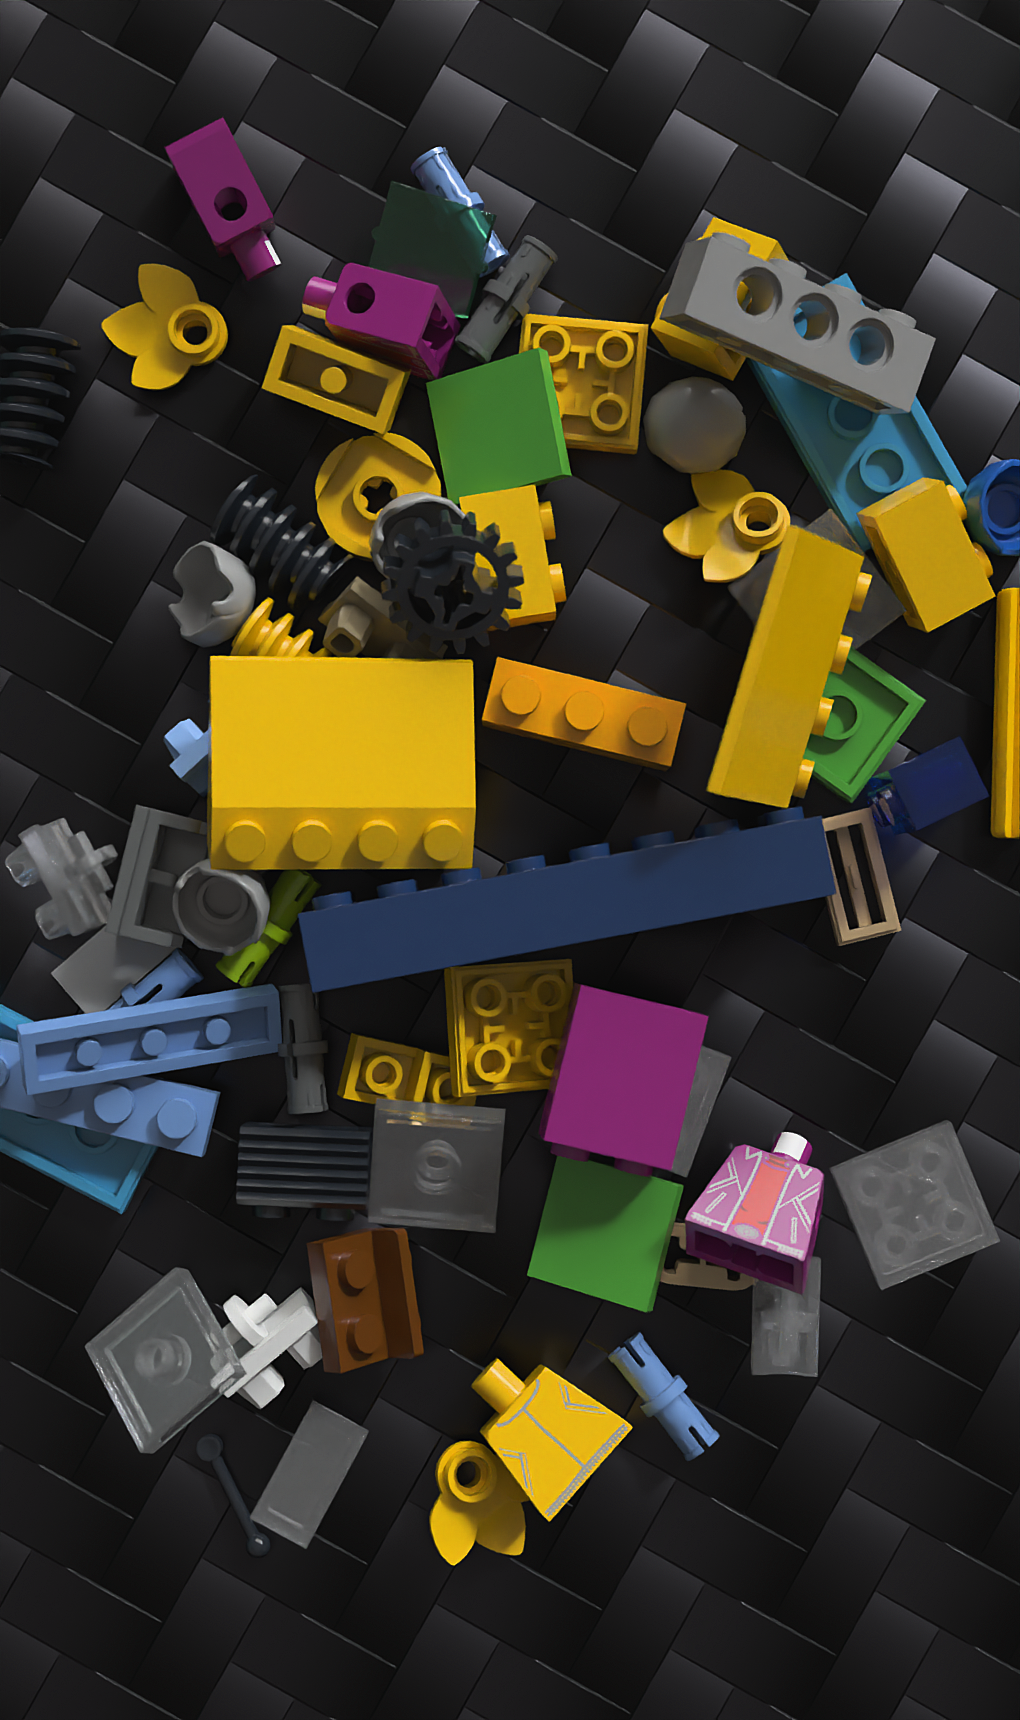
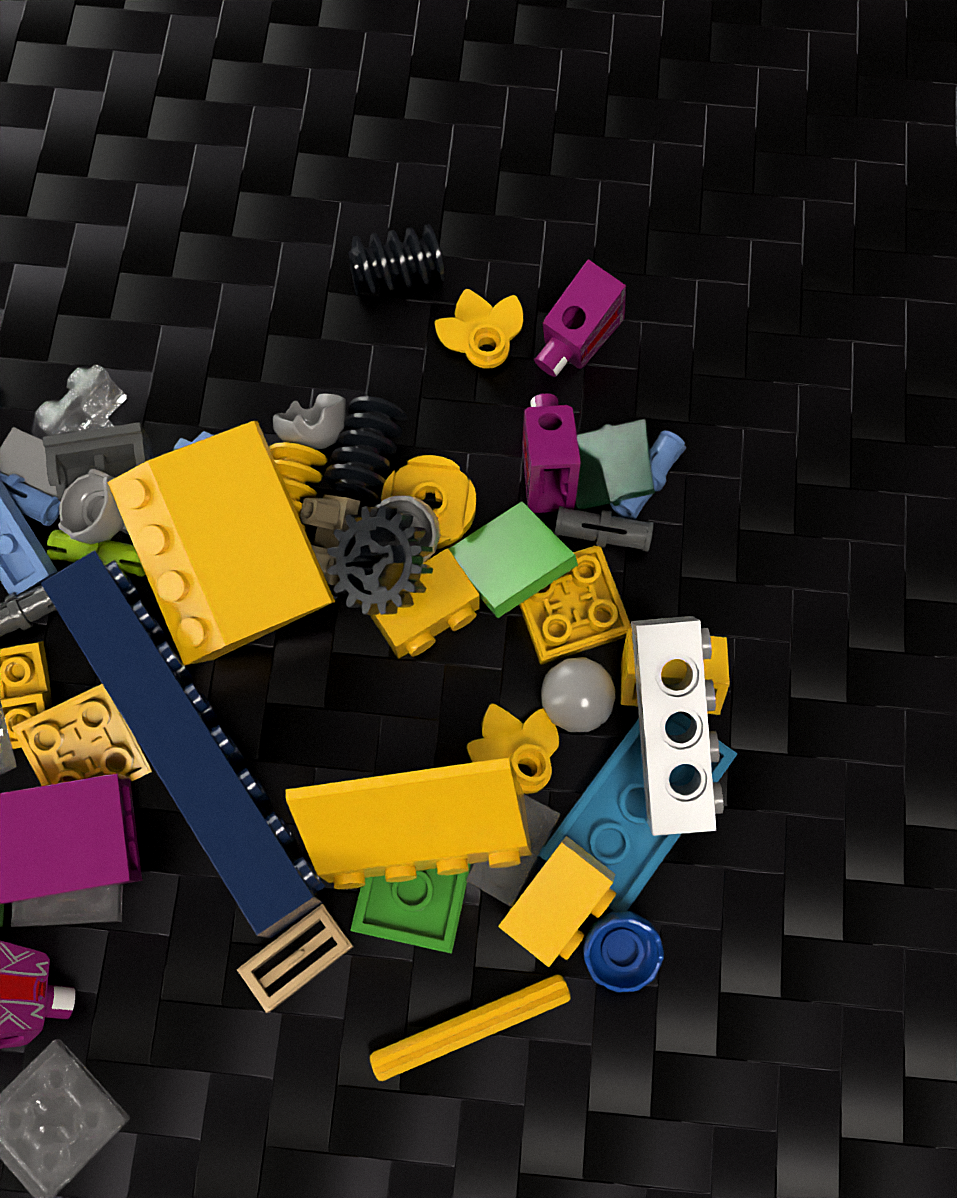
camera: 60 degrees right, 15 degrees down
(336, 378) = (493, 437): yellow brick -> none
(583, 714) = (331, 701): light orange brick -> none
(925, 788) = (375, 976): clear blue brick -> none

